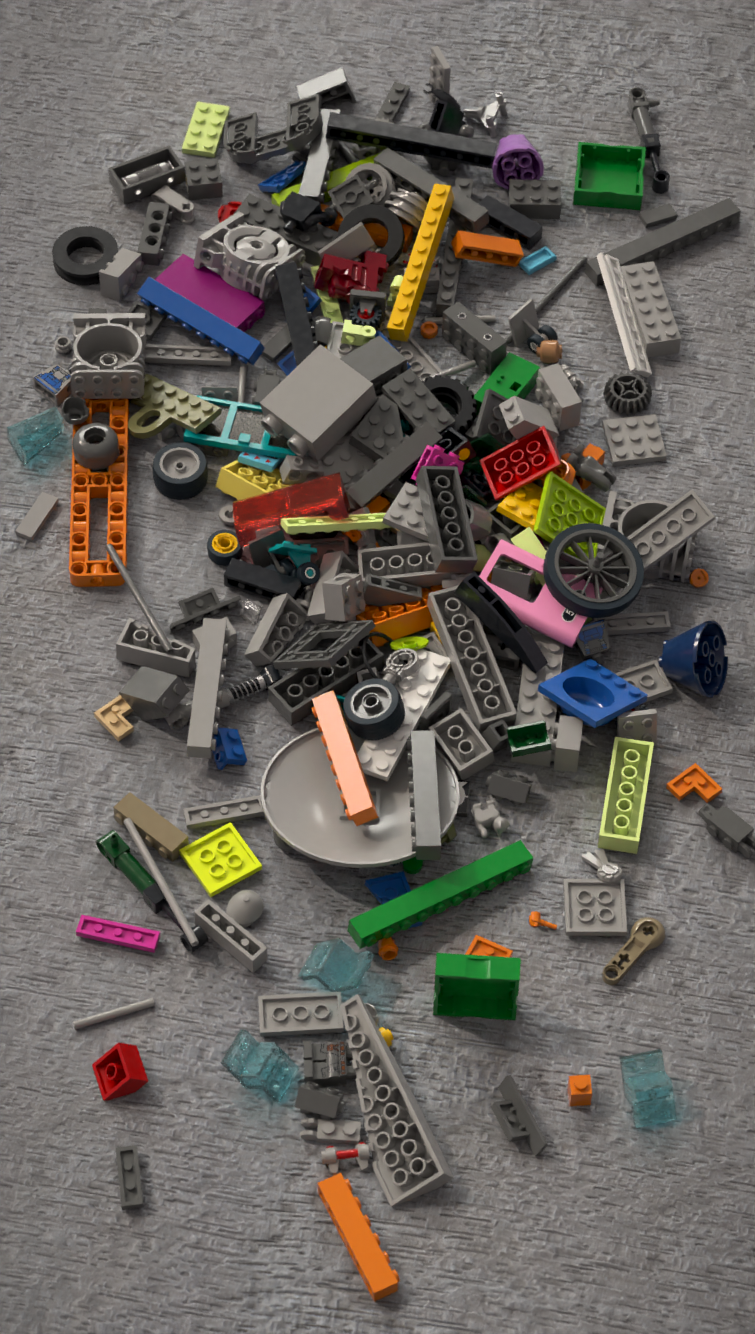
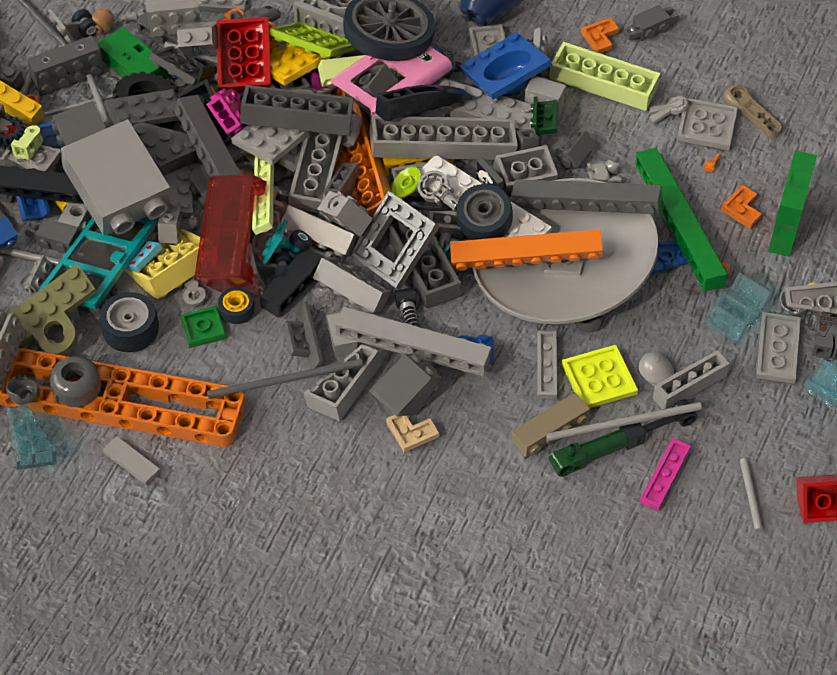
camera: 75 degrees left, 0 degrees up
(196, 530) = (203, 326): none -> green tile

